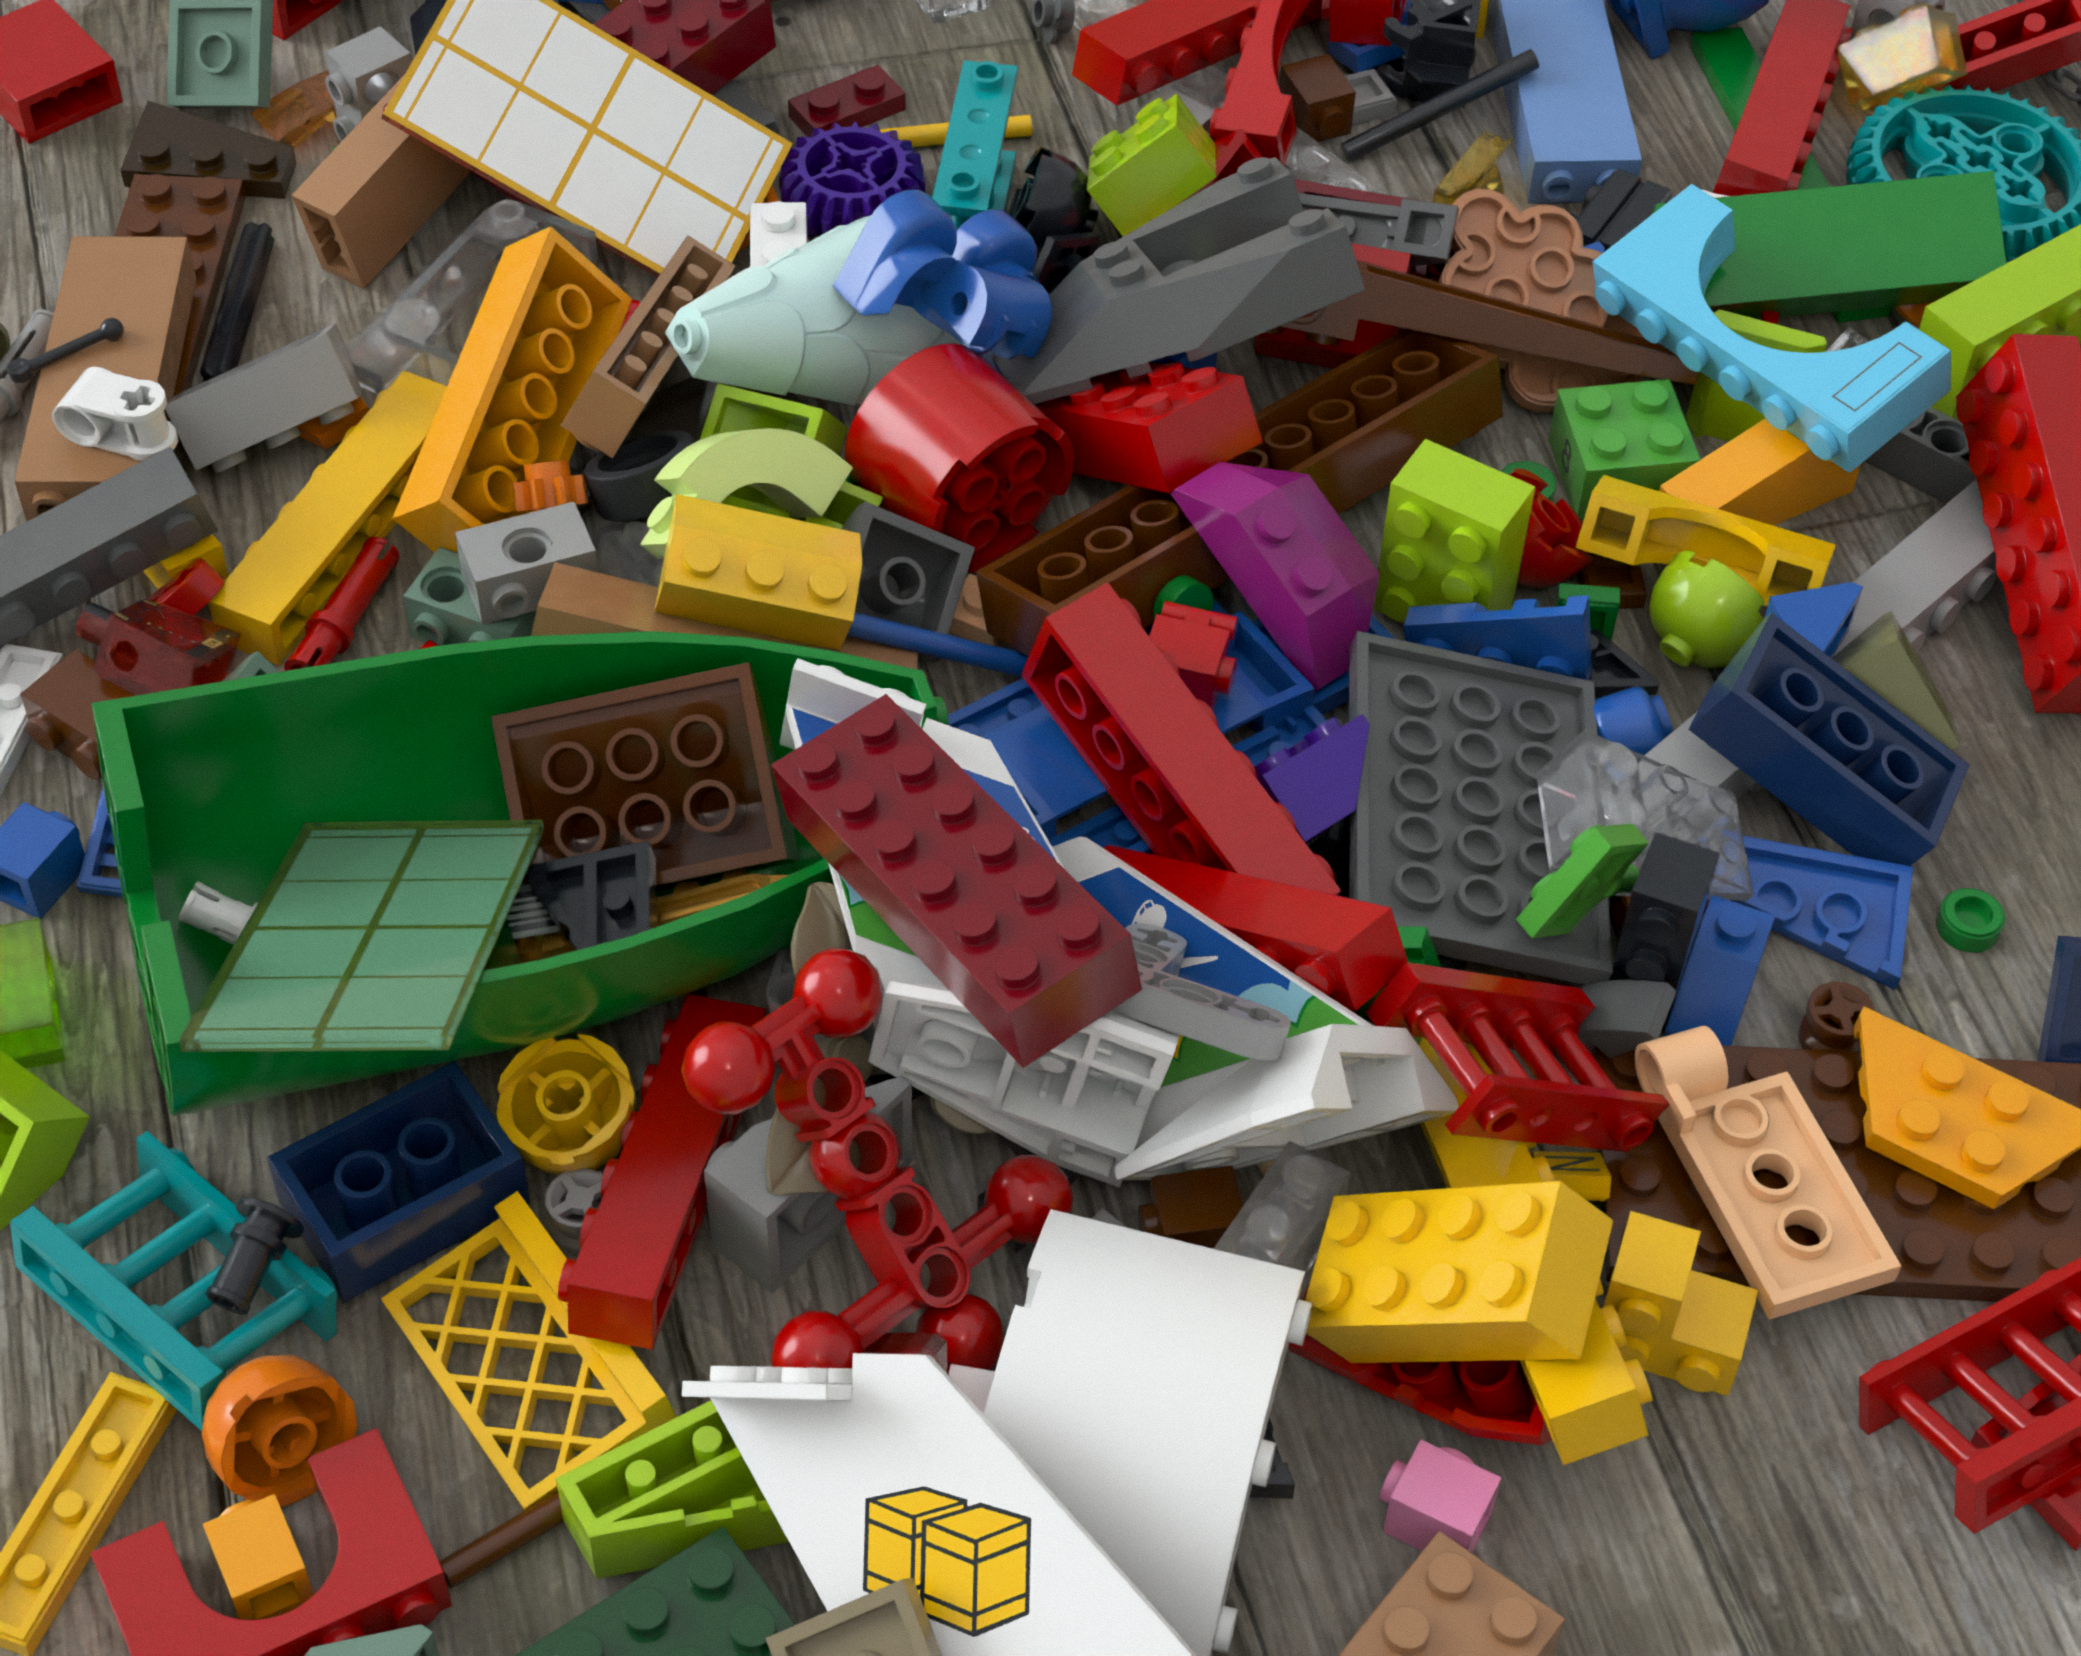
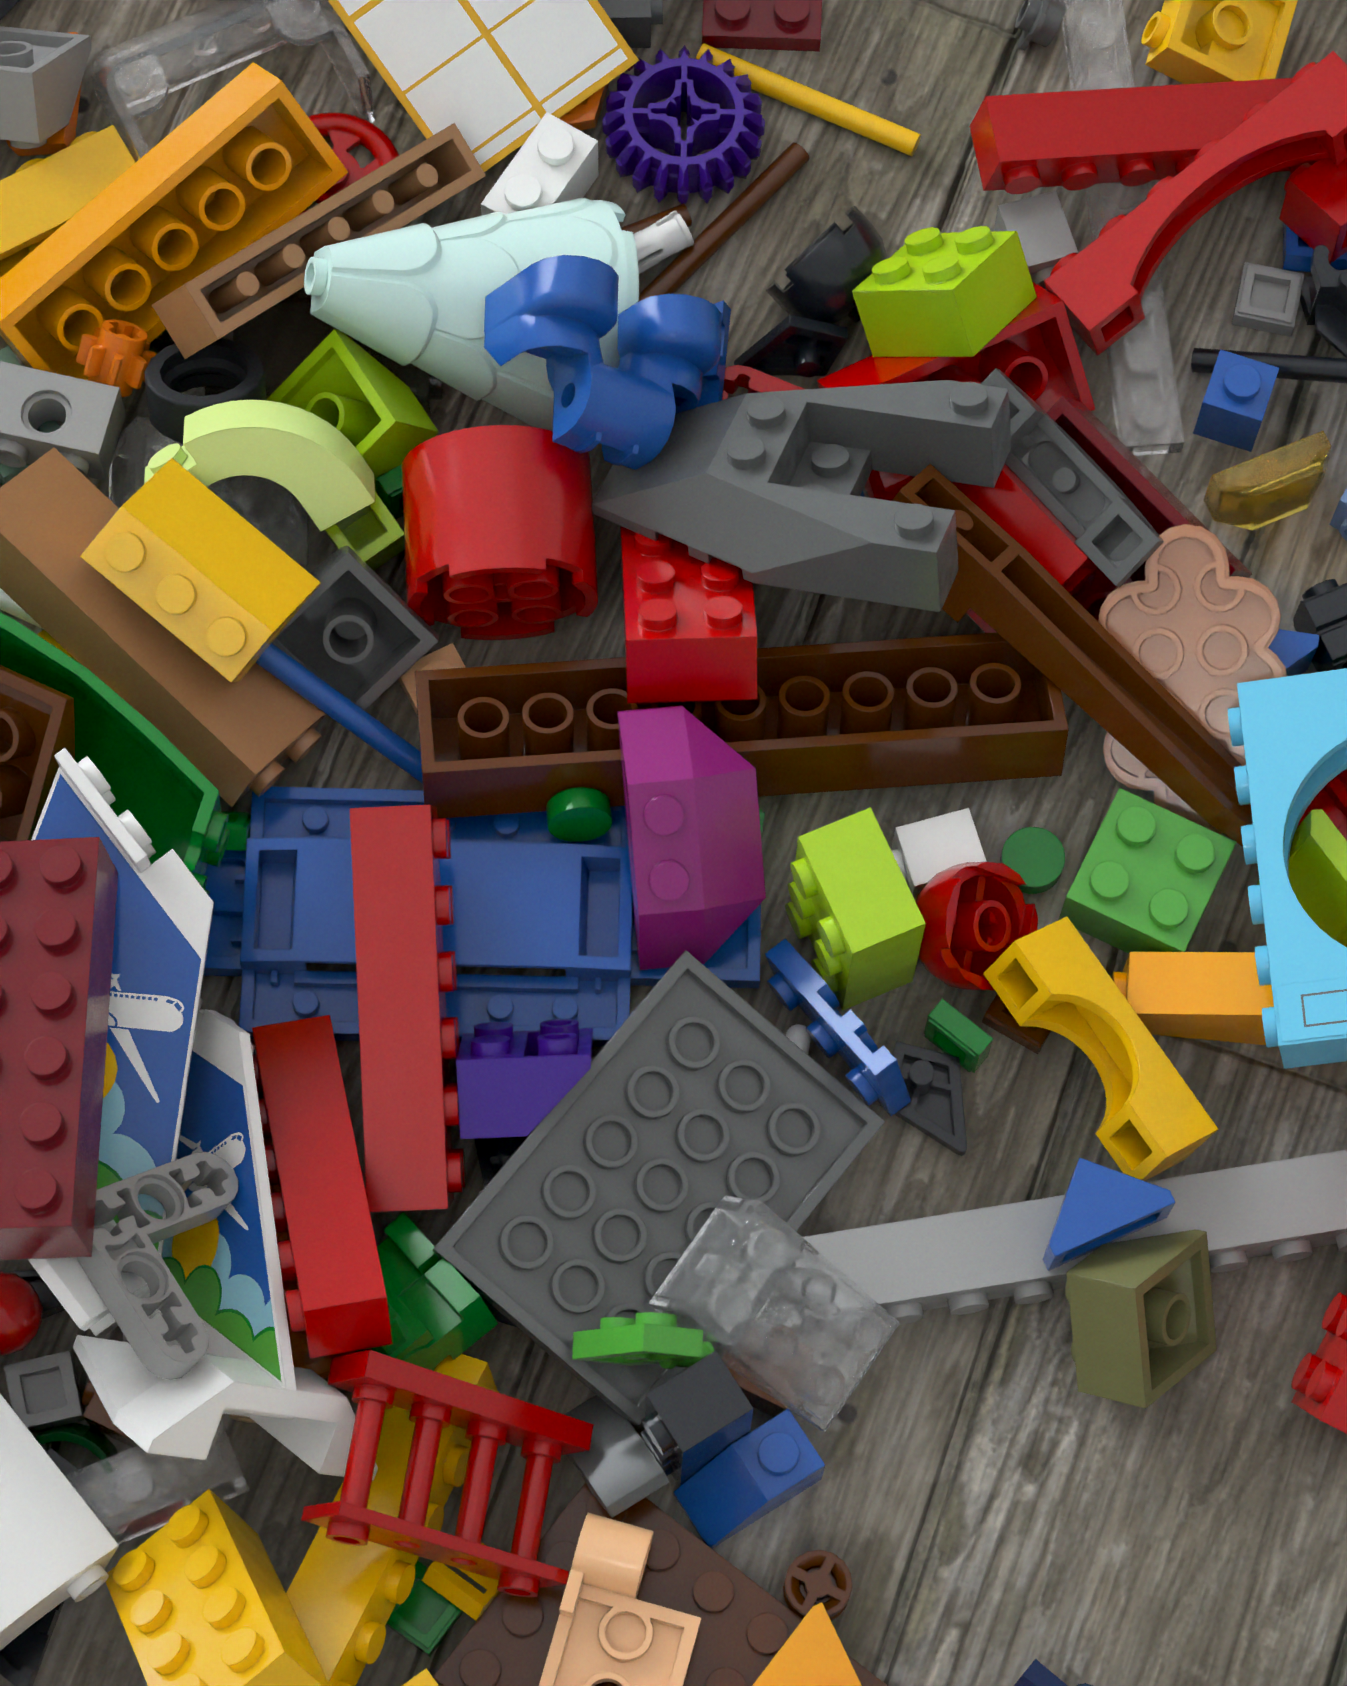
camera: 35 degrees right, 20 degrees up
(973, 167) = (774, 202): teal fence -> none
(1199, 647) = (519, 884): red brick -> none
(1320, 97) = (1207, 283): reddish brown brick -> none
(1403, 151) = (1236, 400): none -> blue brick
(1632, 719) = (888, 1183): blue head -> none
(1703, 612) = (1052, 1111): lime cylinder -> none
(1830, 747) = (1017, 1338): dark blue slope -> none
(1834, 904) = (917, 1467): blue wing -> none
(1970, 920) = (1036, 1565): green tile -> none

